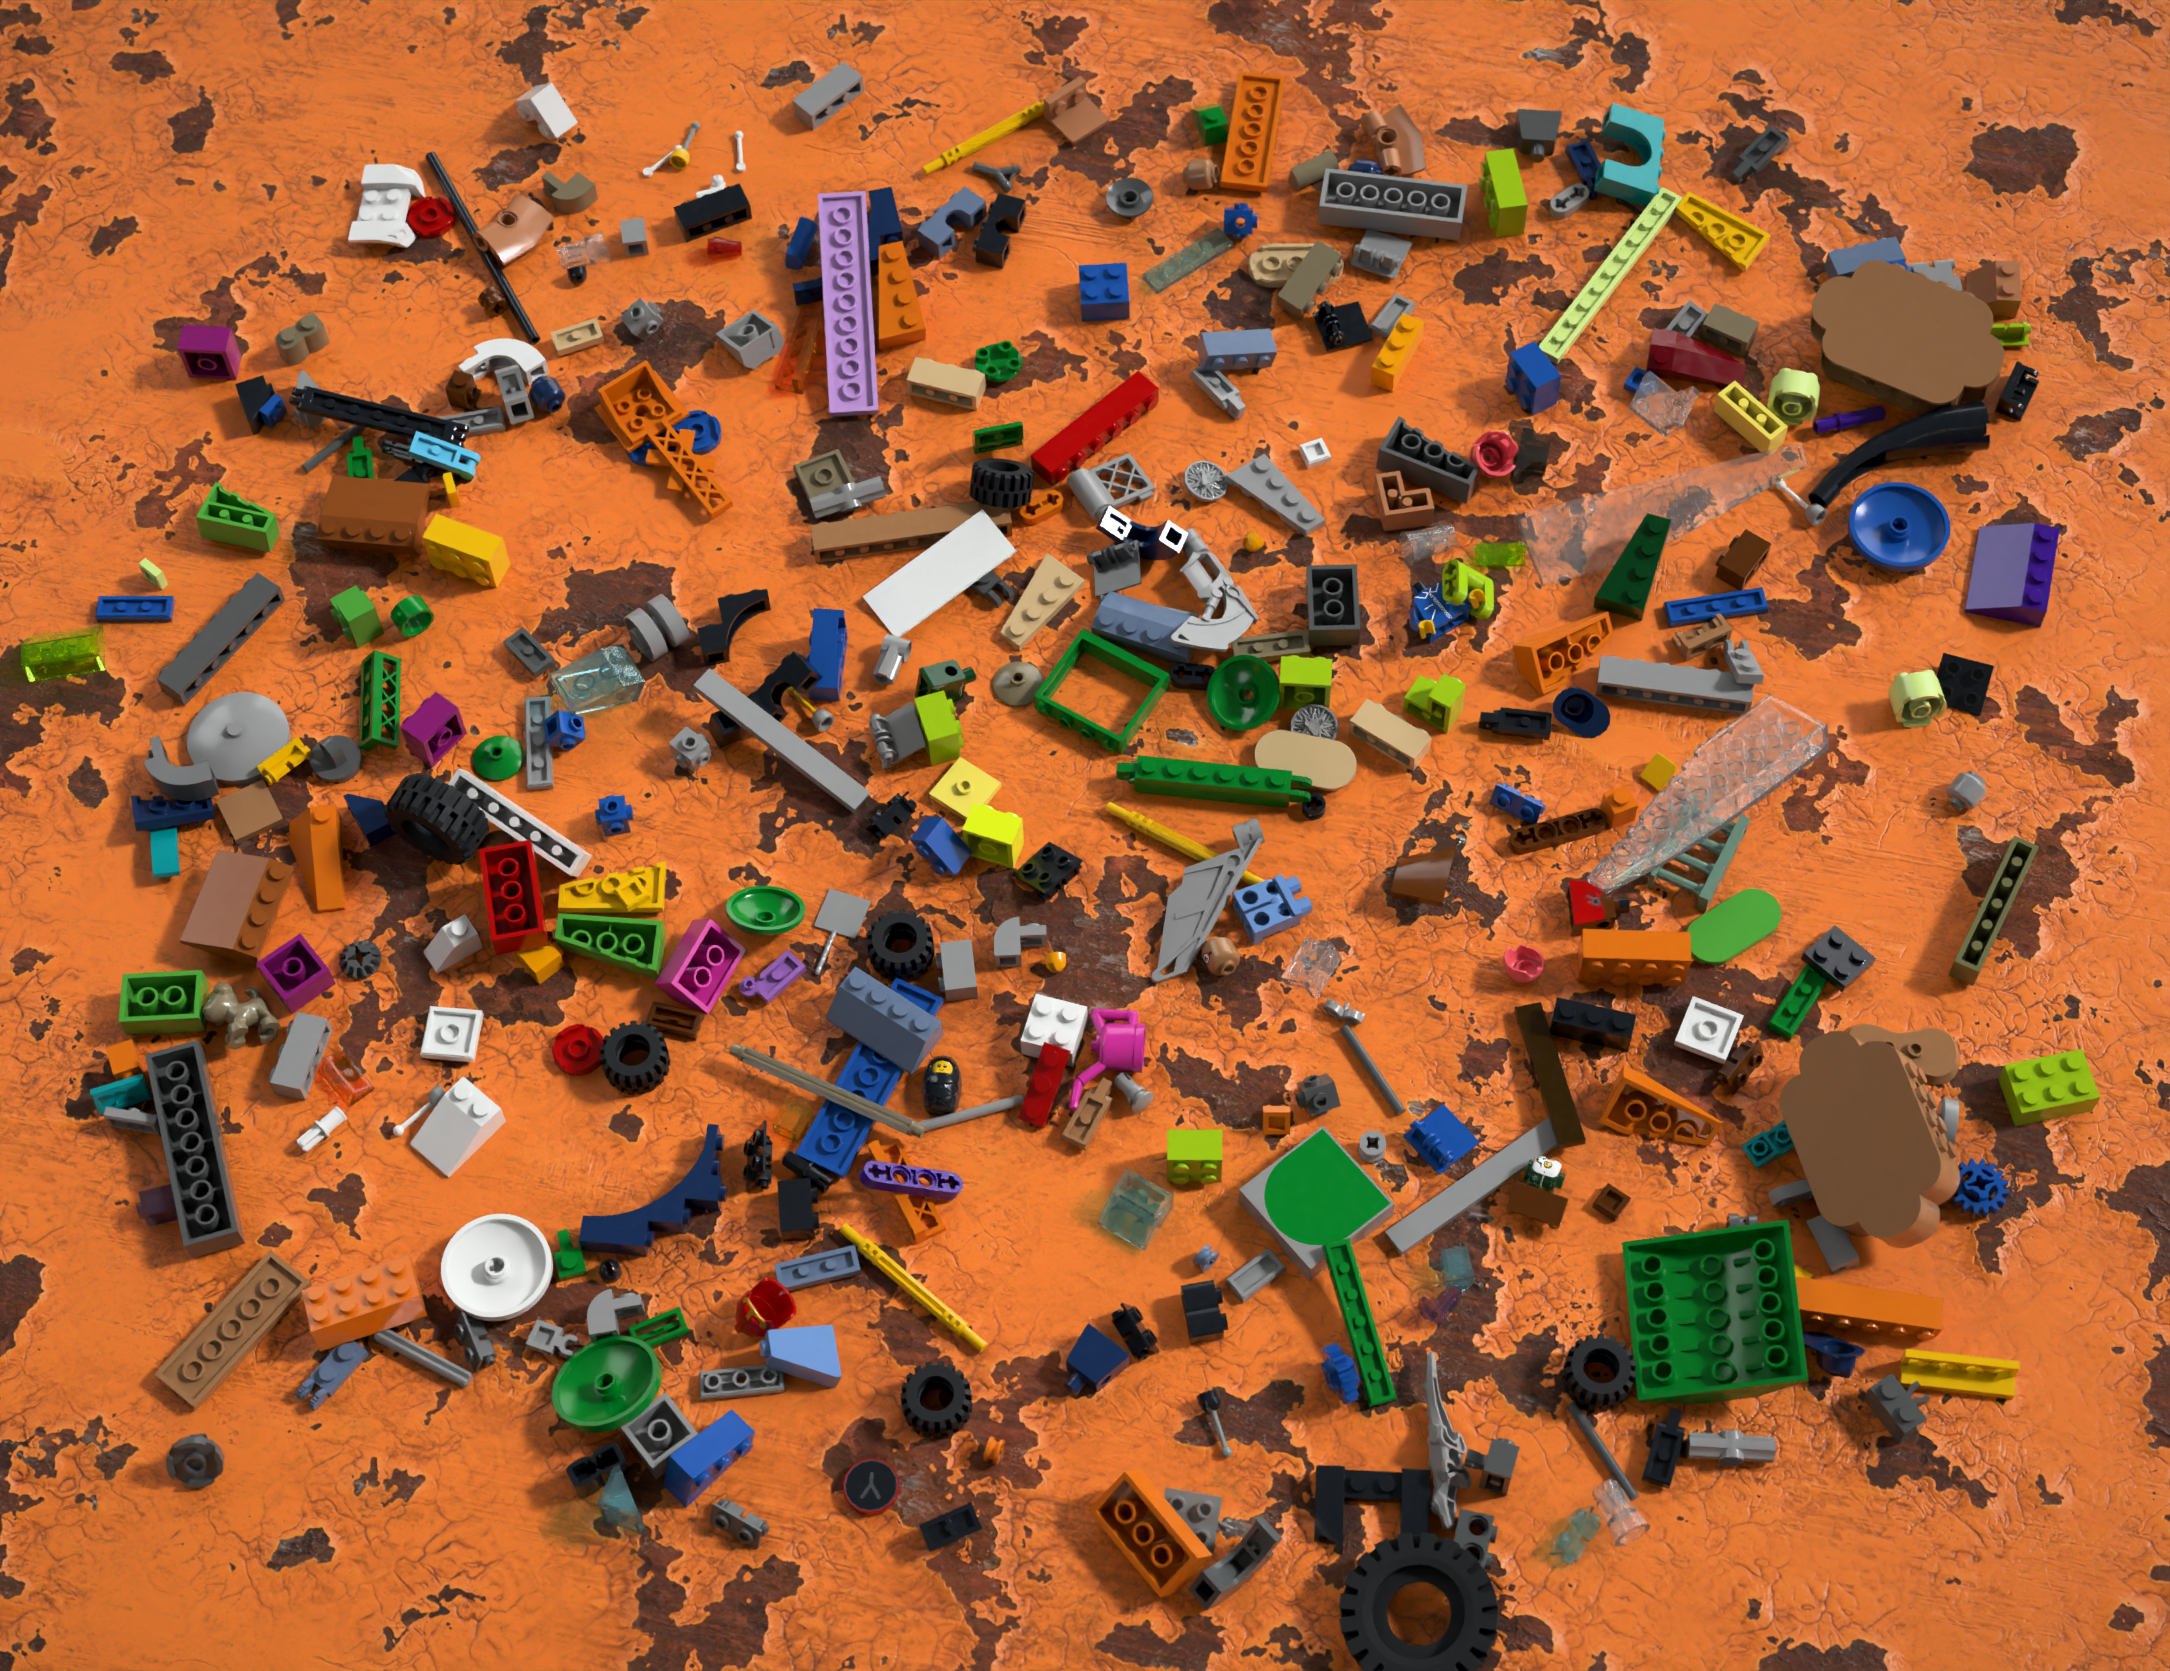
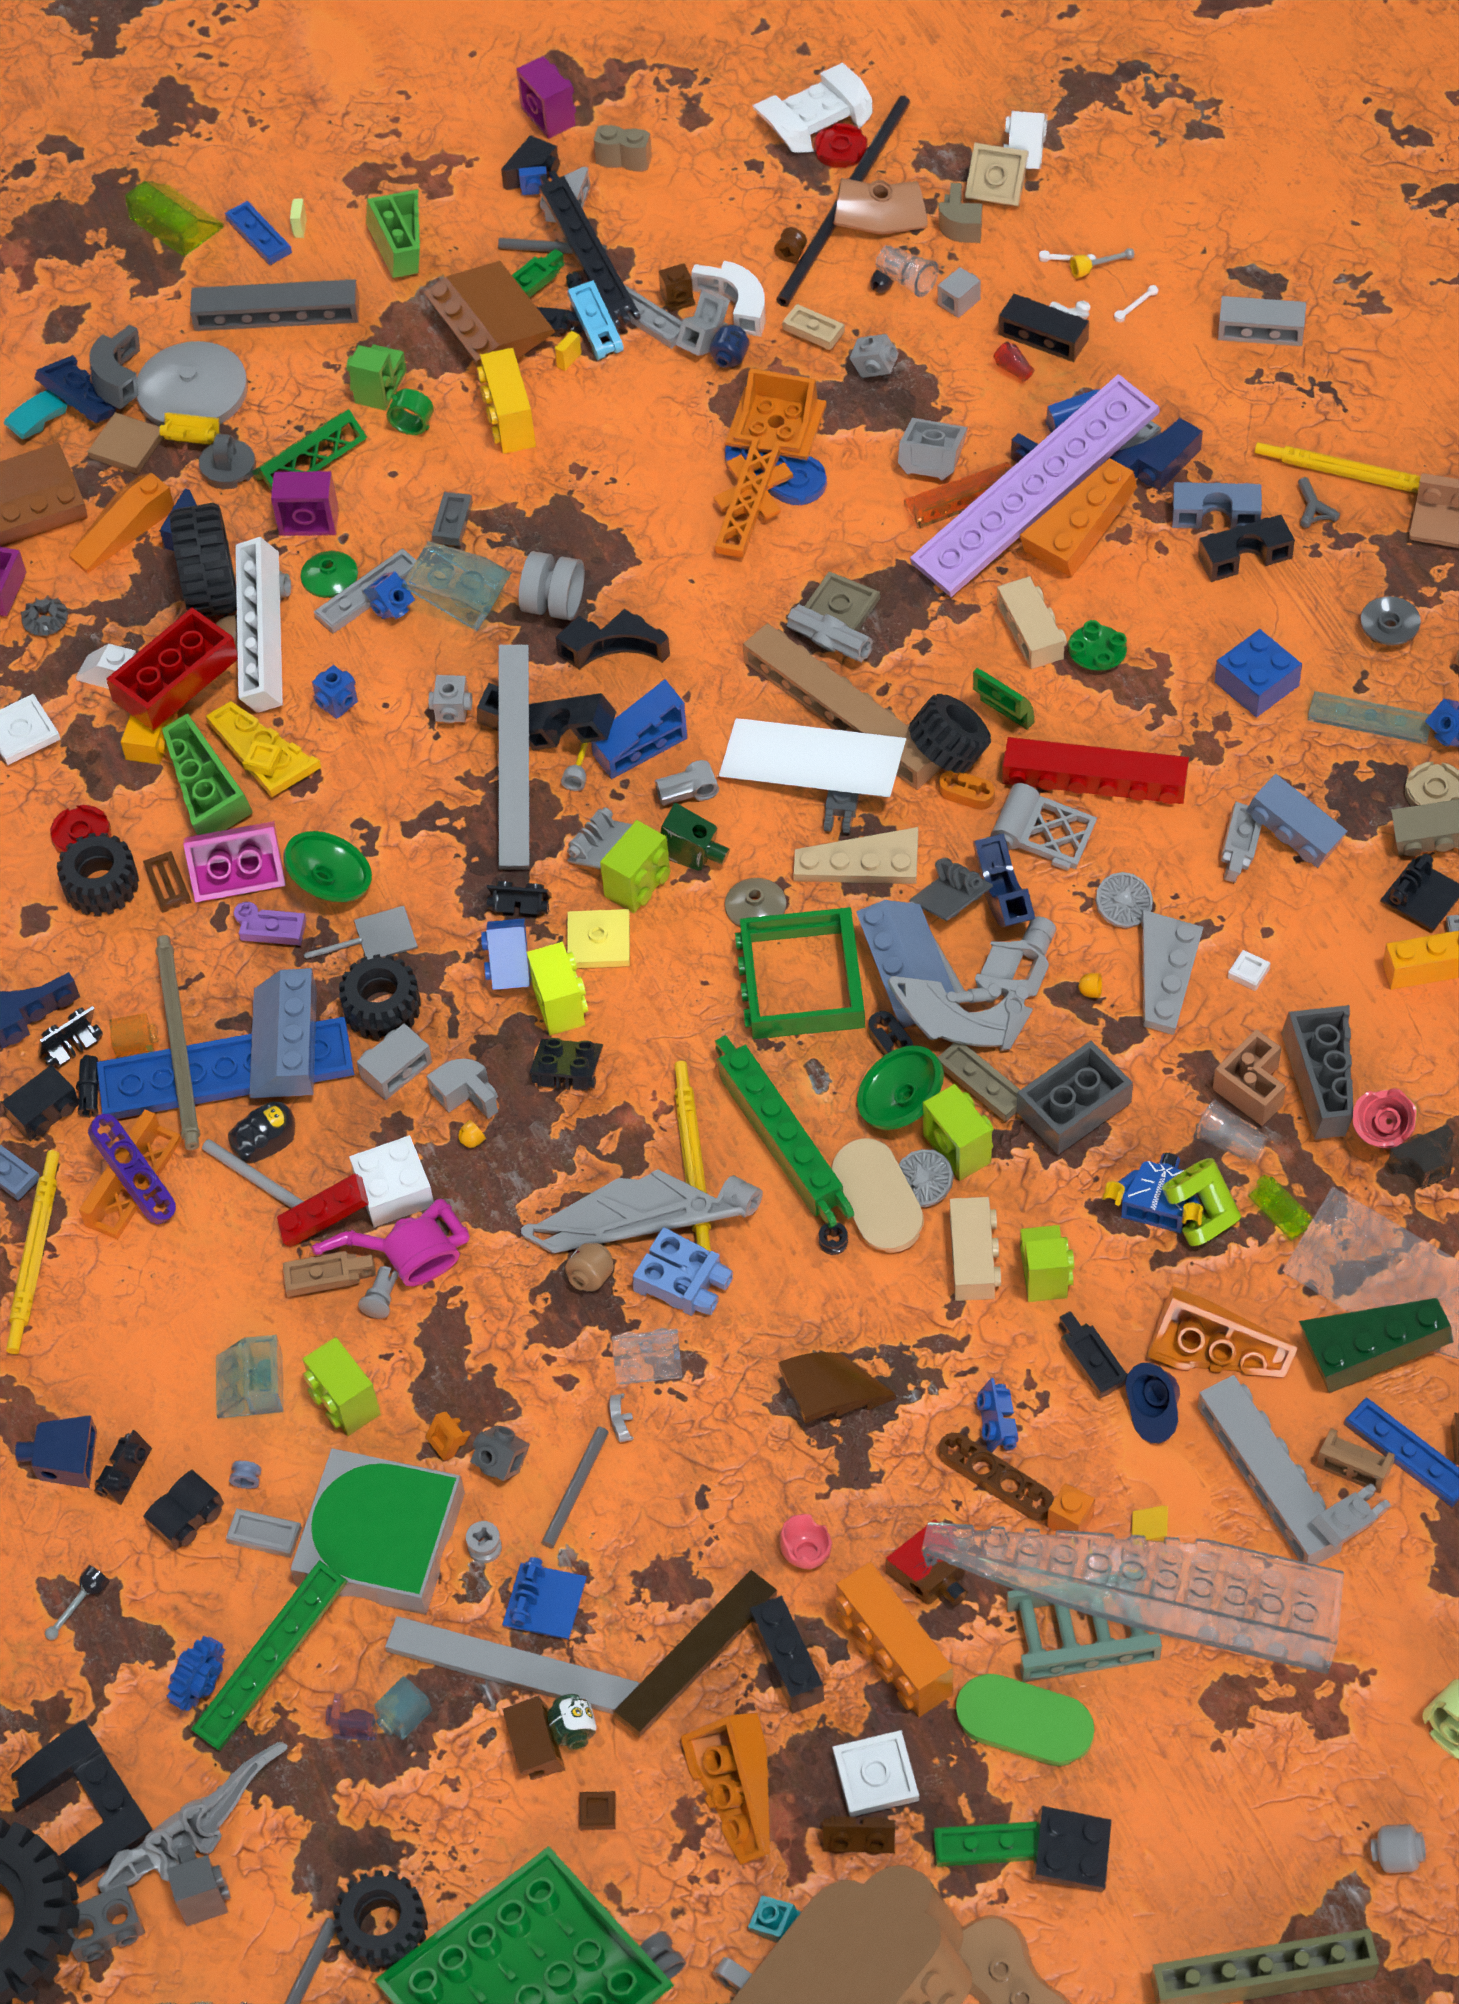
camera: 55 degrees right, 5 degrees down
(559, 147) = (996, 174): none -> tan plate

